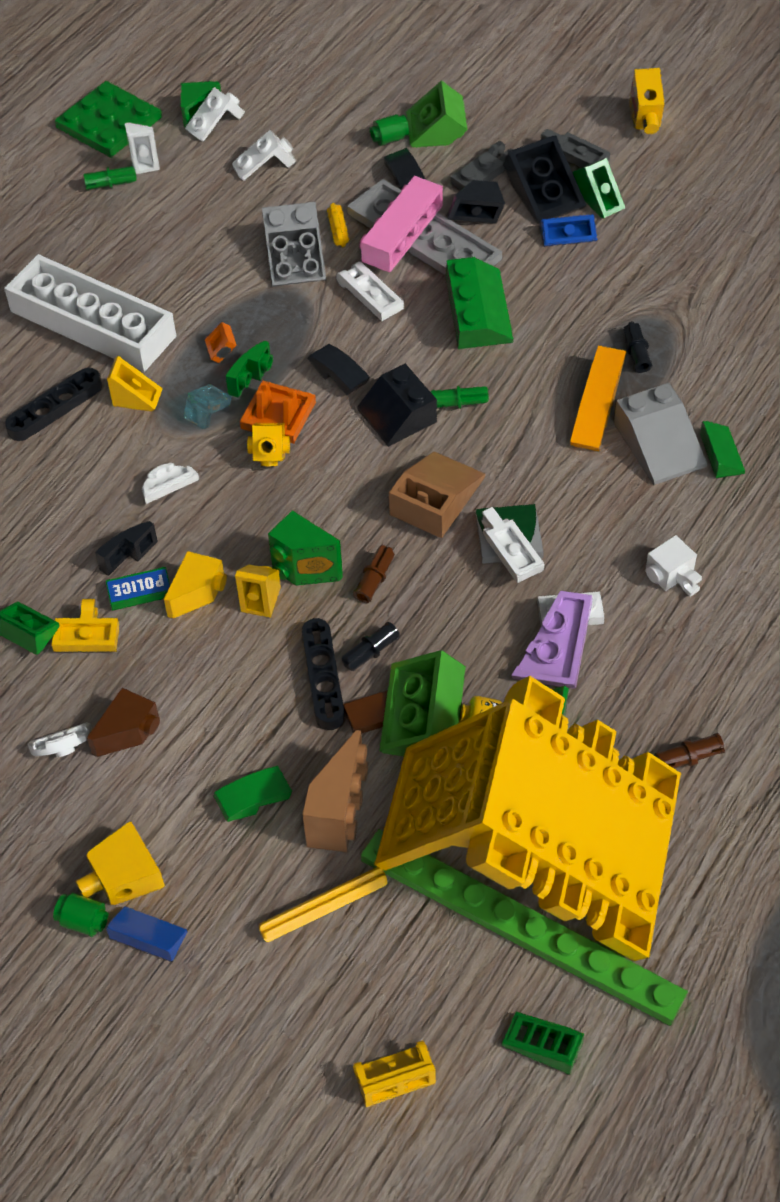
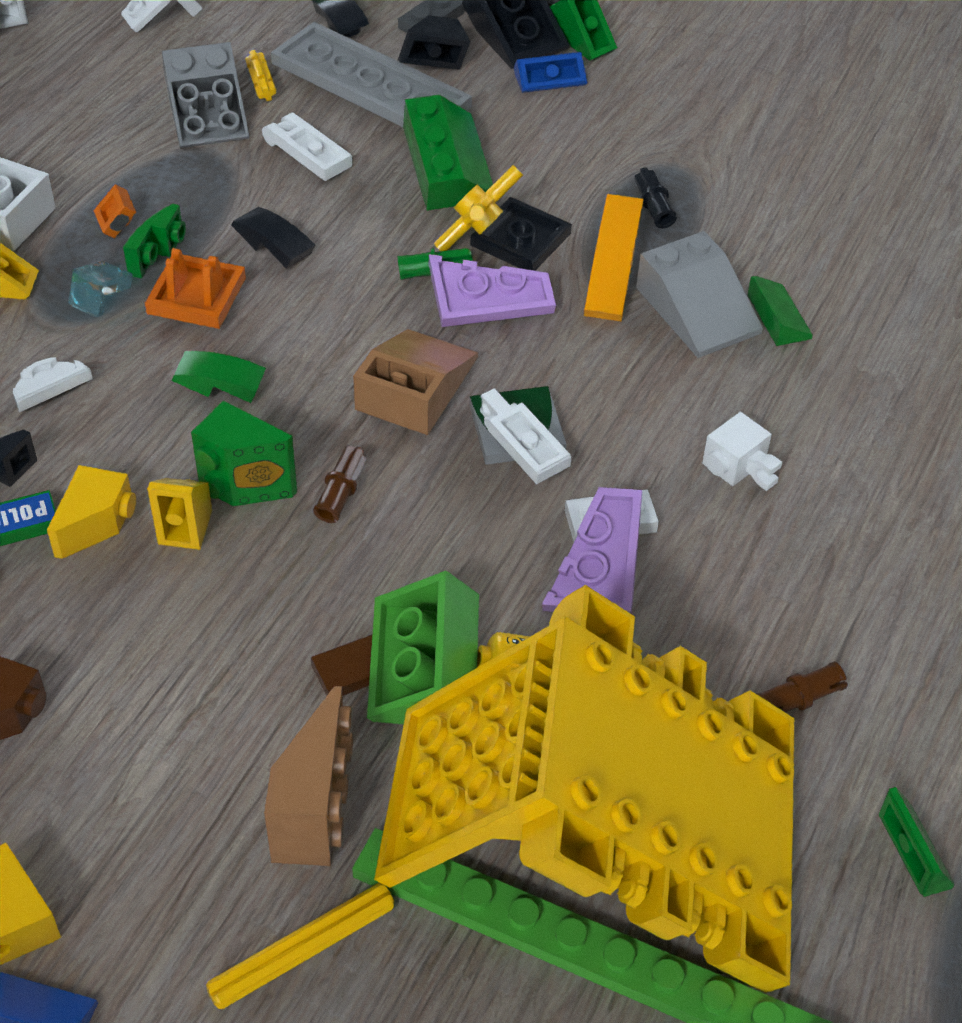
camera: 10 degrees left, 5 degrees down
(250, 792) = (180, 791): green slope -> none
(276, 436) = (177, 313): yellow brick -> none
(293, 480) = (205, 370): none -> green slope
(322, 673) = (276, 618): black beam -> none
(370, 646) = (343, 578): black axle -> none
(398, 405) = (356, 275): black slope -> none
(401, 224) = (342, 66): bright pink brick -> none
(496, 355) = (478, 209): none -> yellow bar
(496, 425) = (484, 294): none -> lavender wing
(529, 374) = (522, 235): none -> black tile
(755, 868) = (914, 845): none -> green slope

